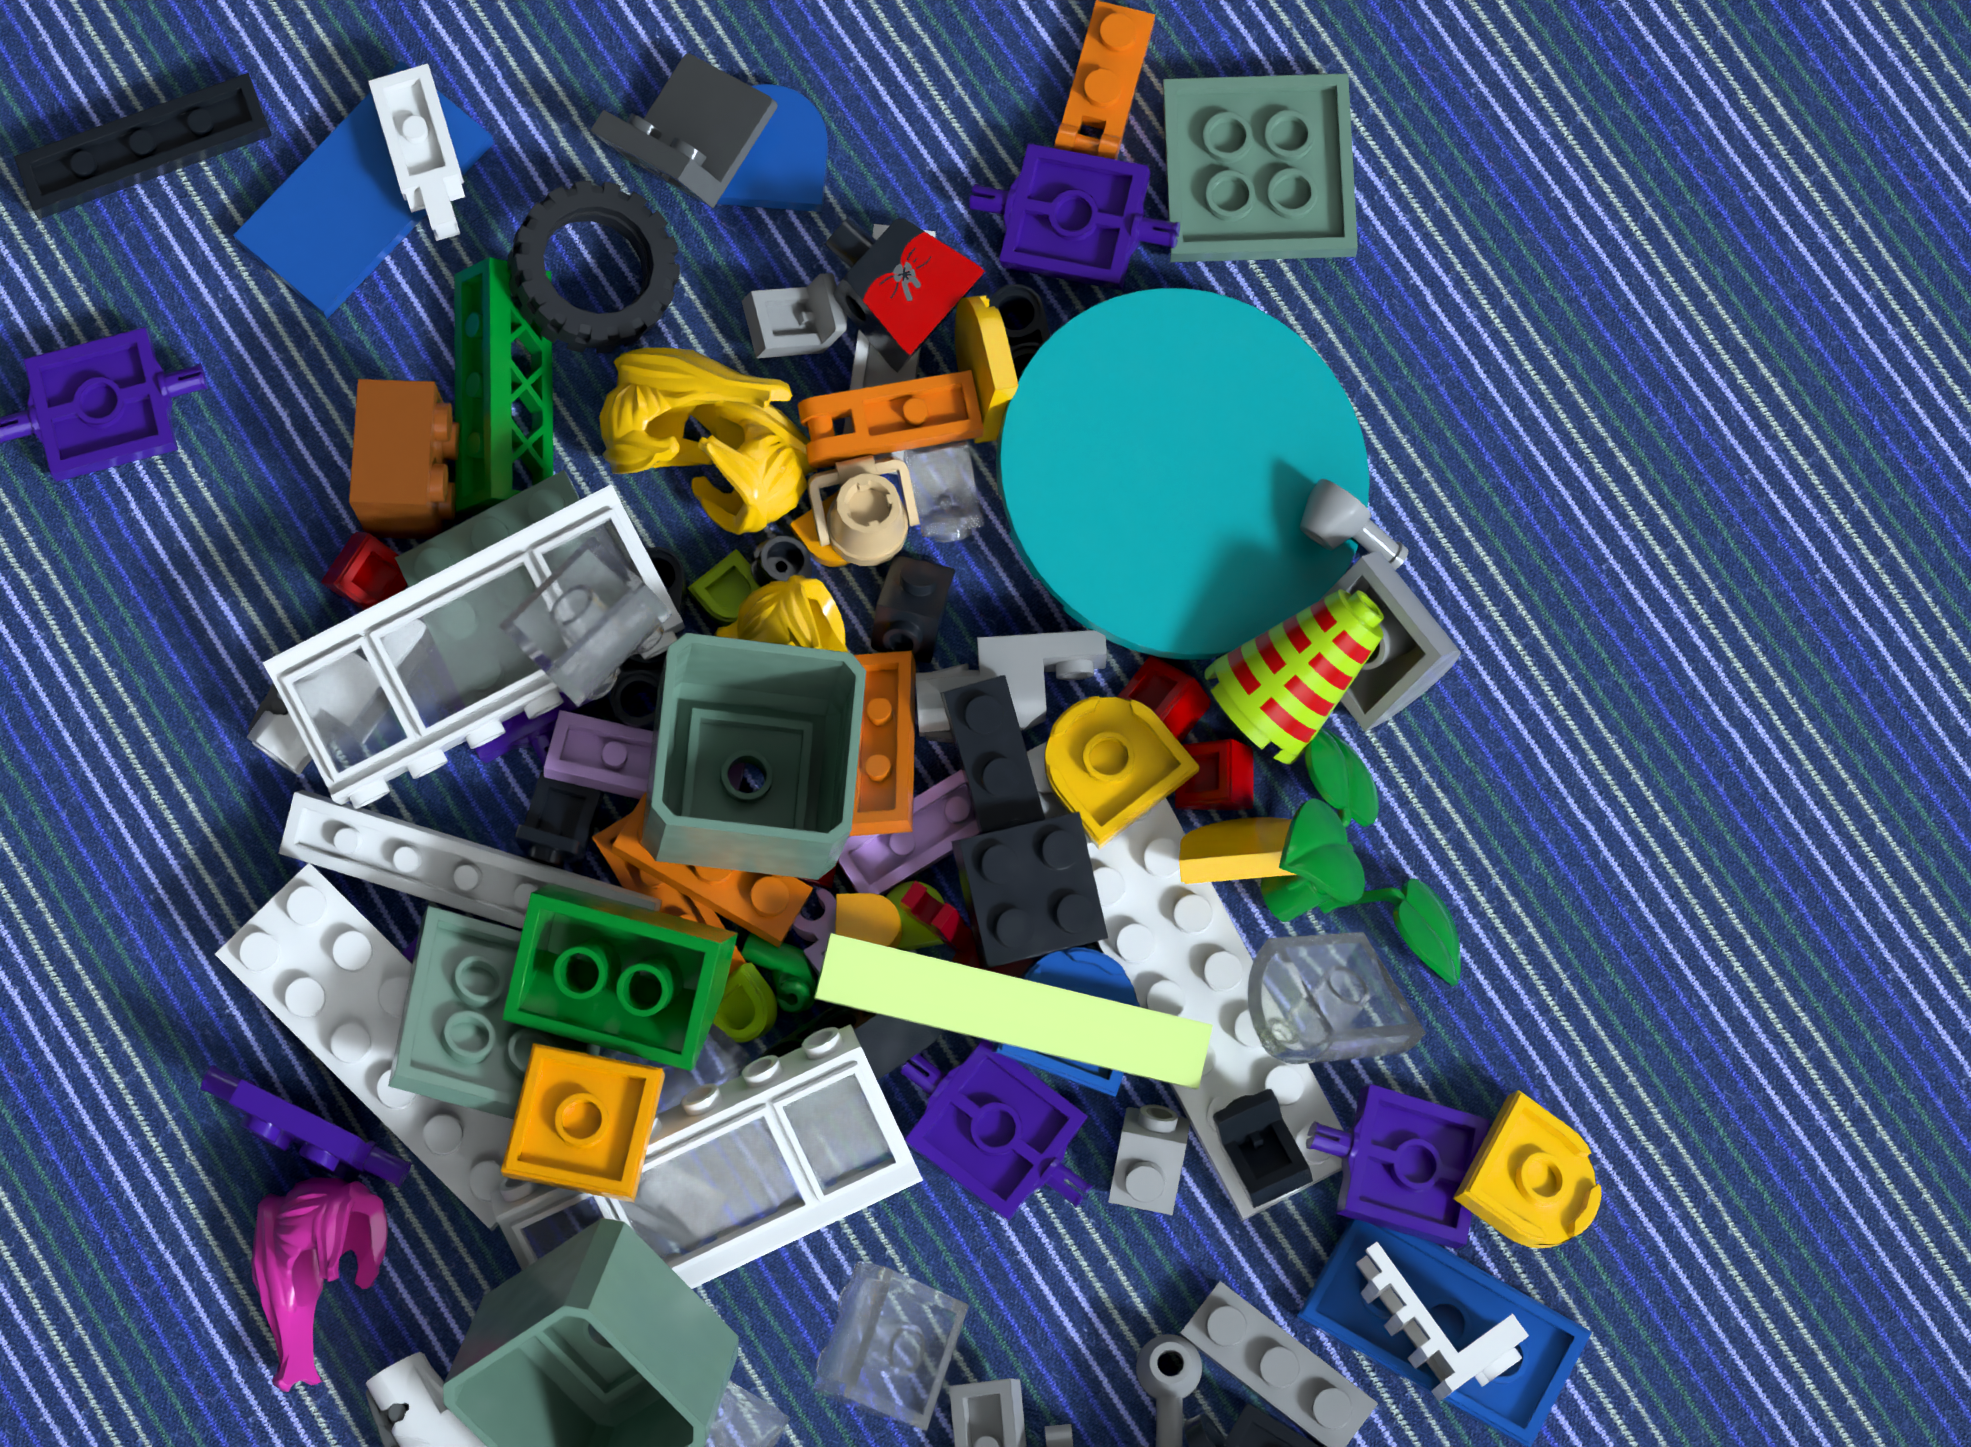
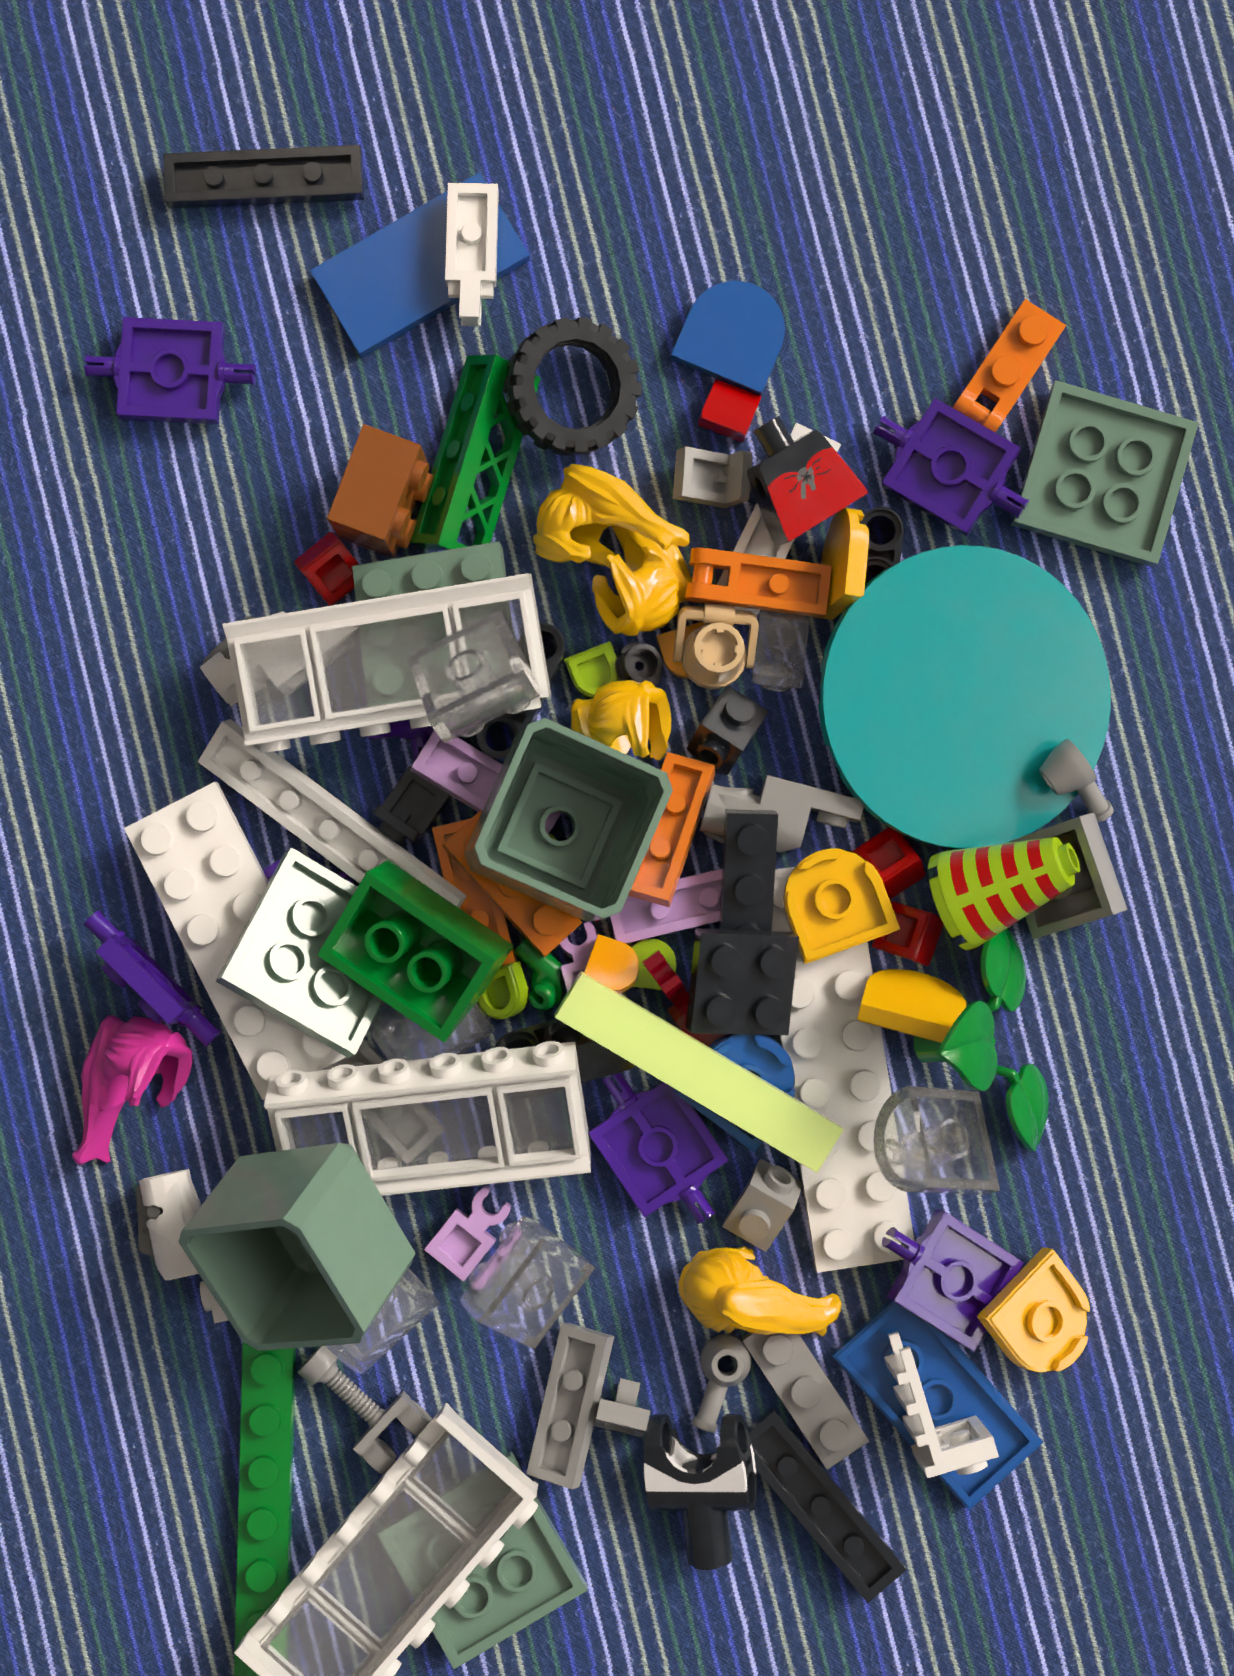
camera: 20 degrees right, 10 degrees up
(583, 1122) = (351, 1058): light orange tile -> none
(693, 130) = (683, 302): dark grey bracket -> none
(790, 239) = (729, 410): none -> red slope
(794, 1323) = (464, 1239): none -> lavender plate
(1144, 1271) = (733, 1294): none -> yellow hair
(1261, 1147) = (848, 1234): black bracket -> none

